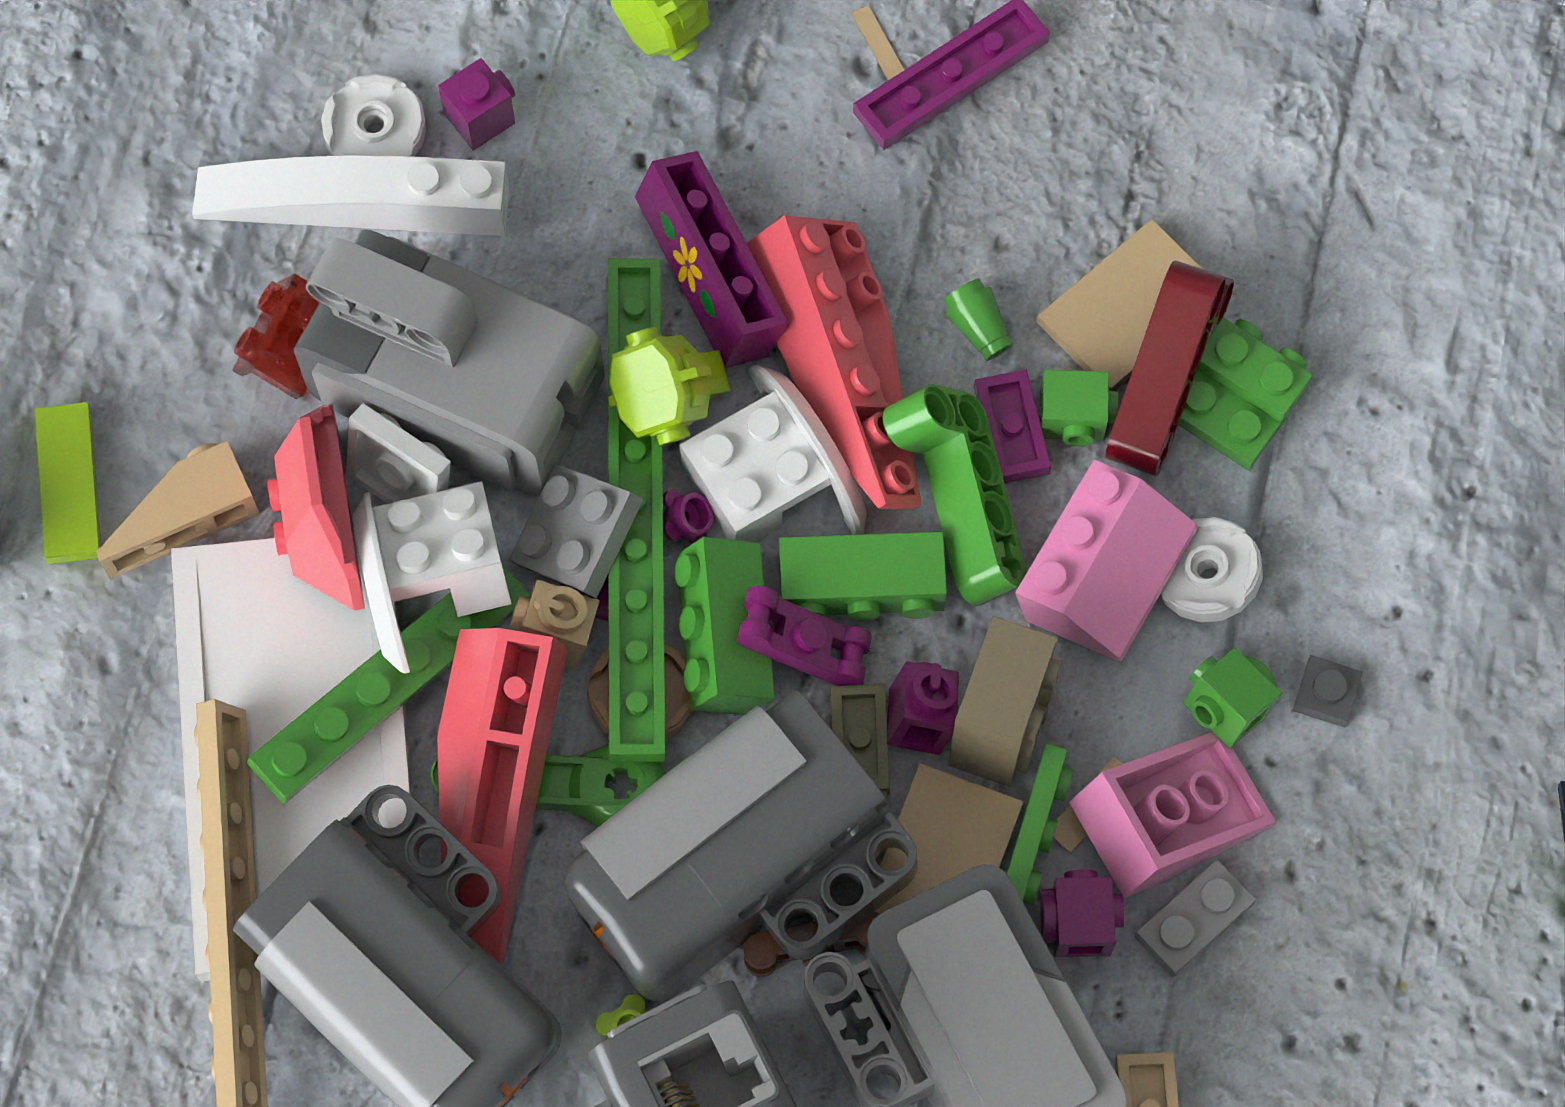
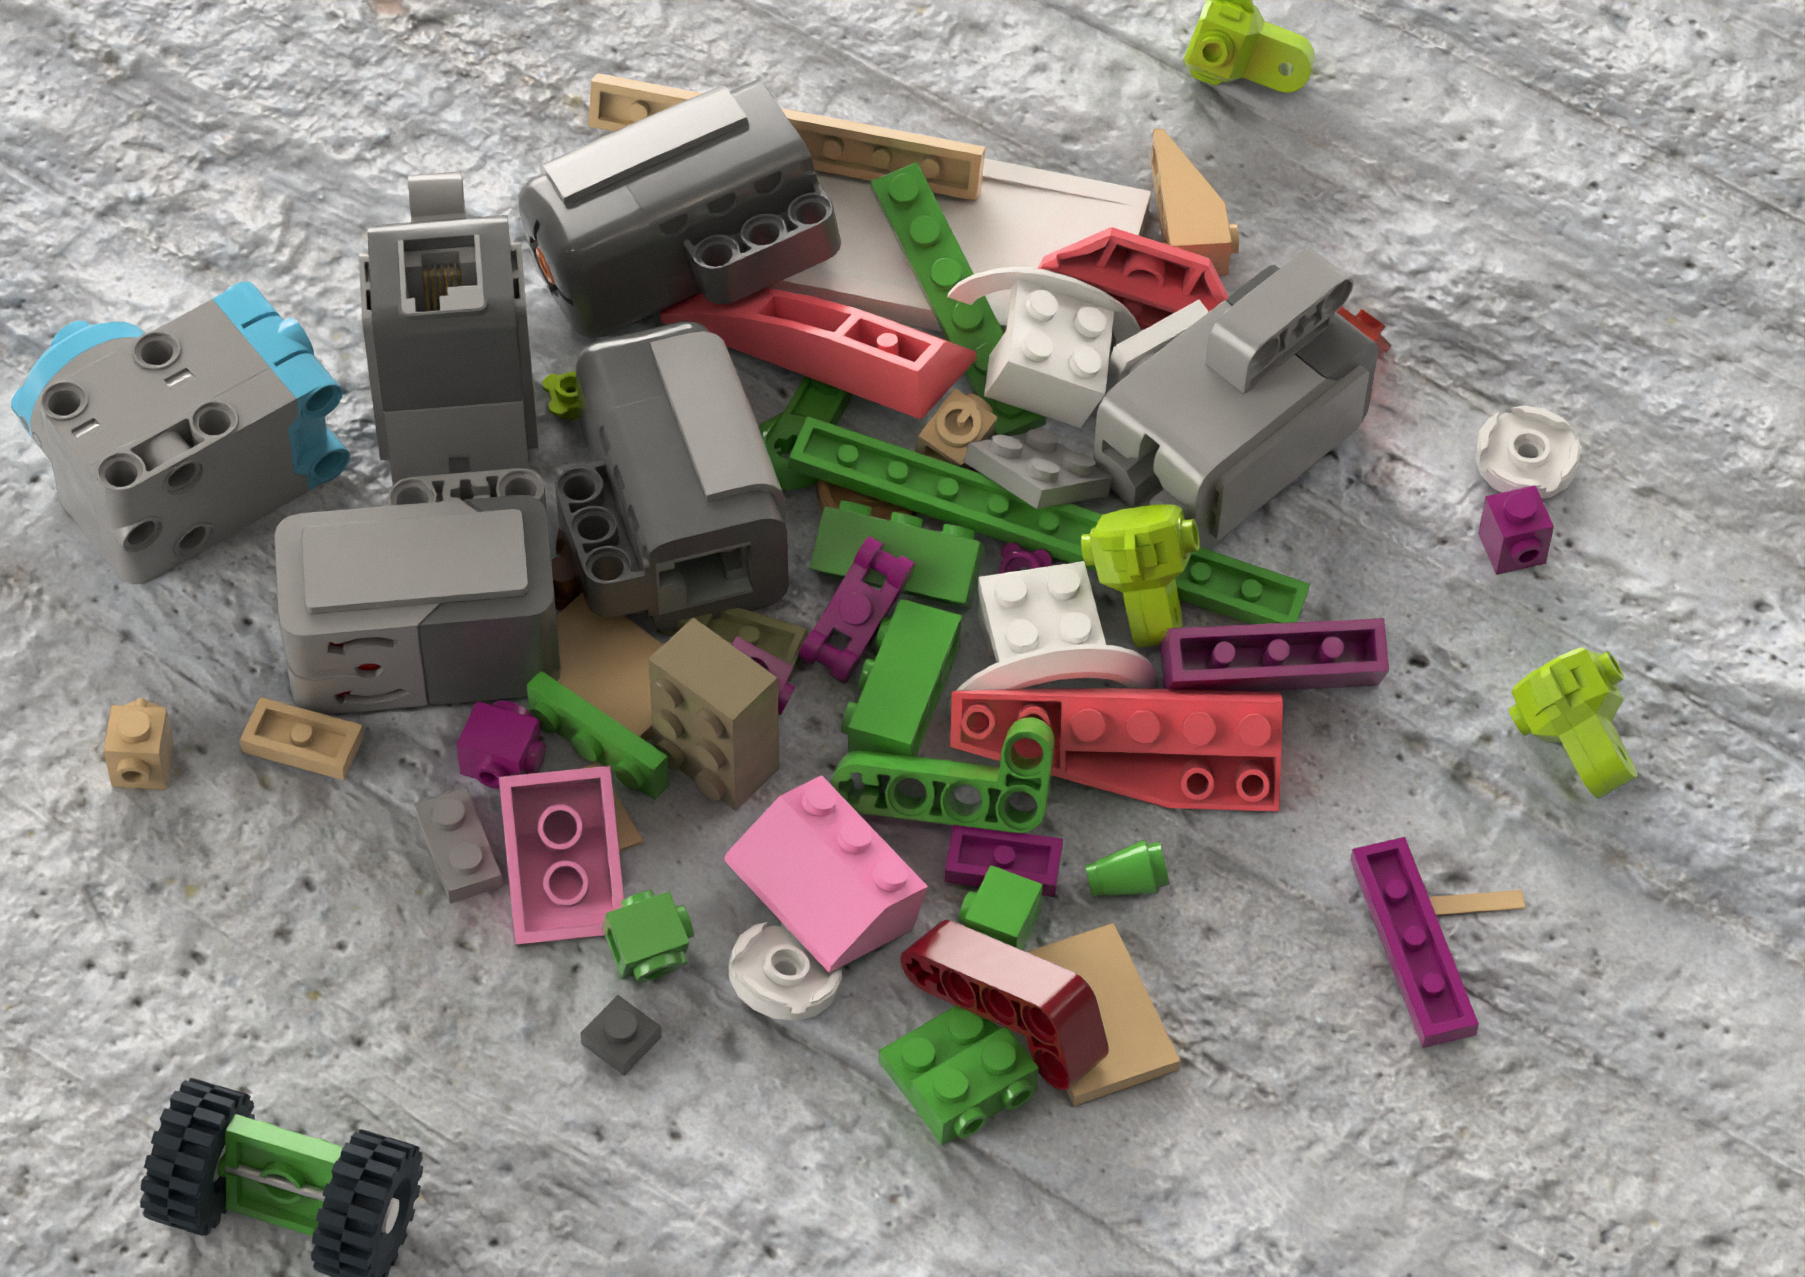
camera: 110 degrees right, 15 degrees down
(68, 482) = (1252, 149): lime tile -> none
(359, 193) = (1451, 425): white slope -> none

